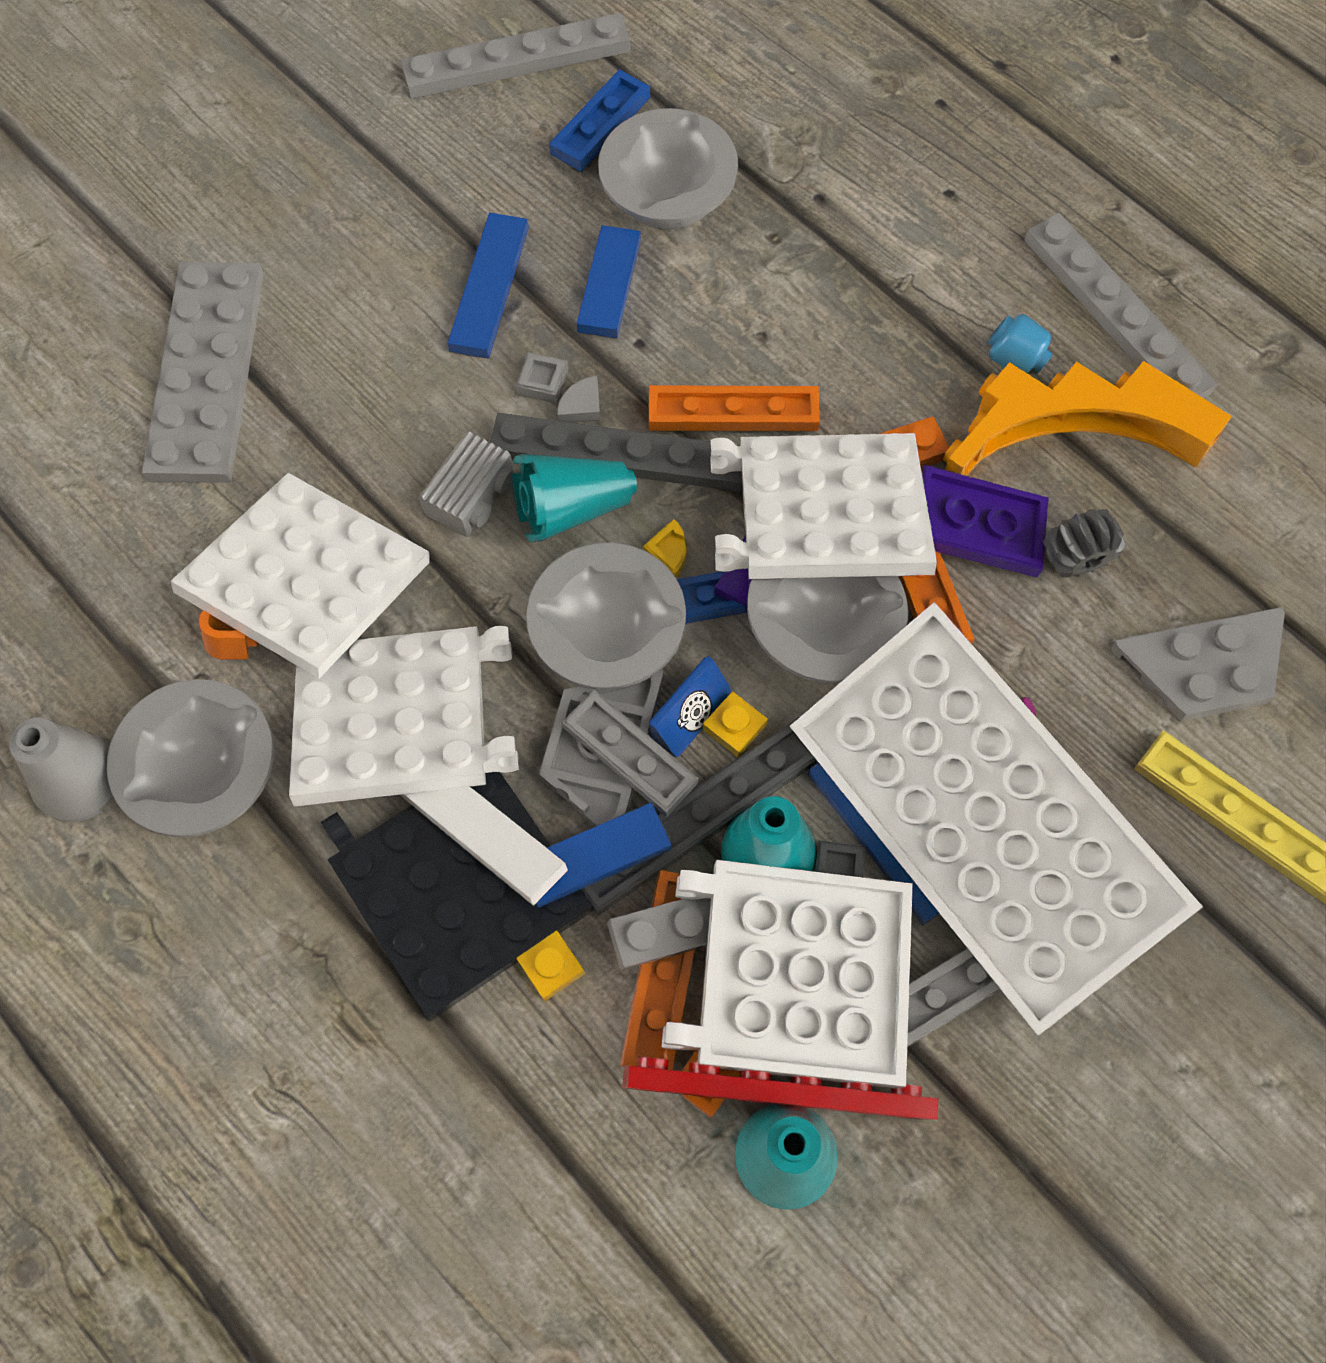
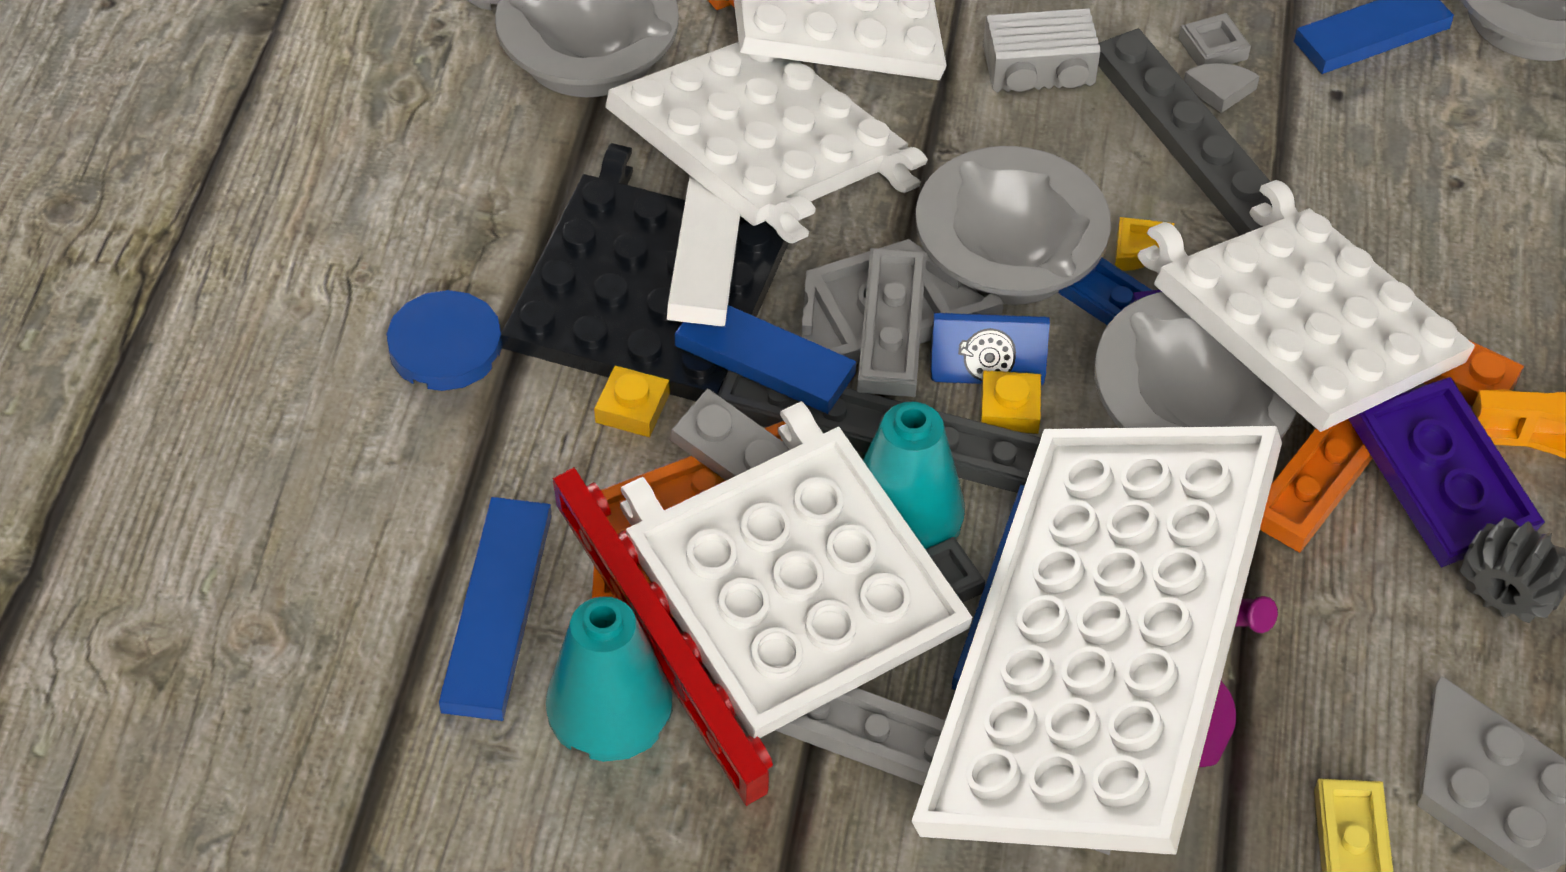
camera: 50 degrees right, 15 degrees down
(395, 1060) = (444, 340): none -> blue tile
(567, 492) = (1110, 119): teal cone -> none
(658, 1181) = (496, 609): none -> blue tile
(733, 408) = (1346, 199): orange plate -> none

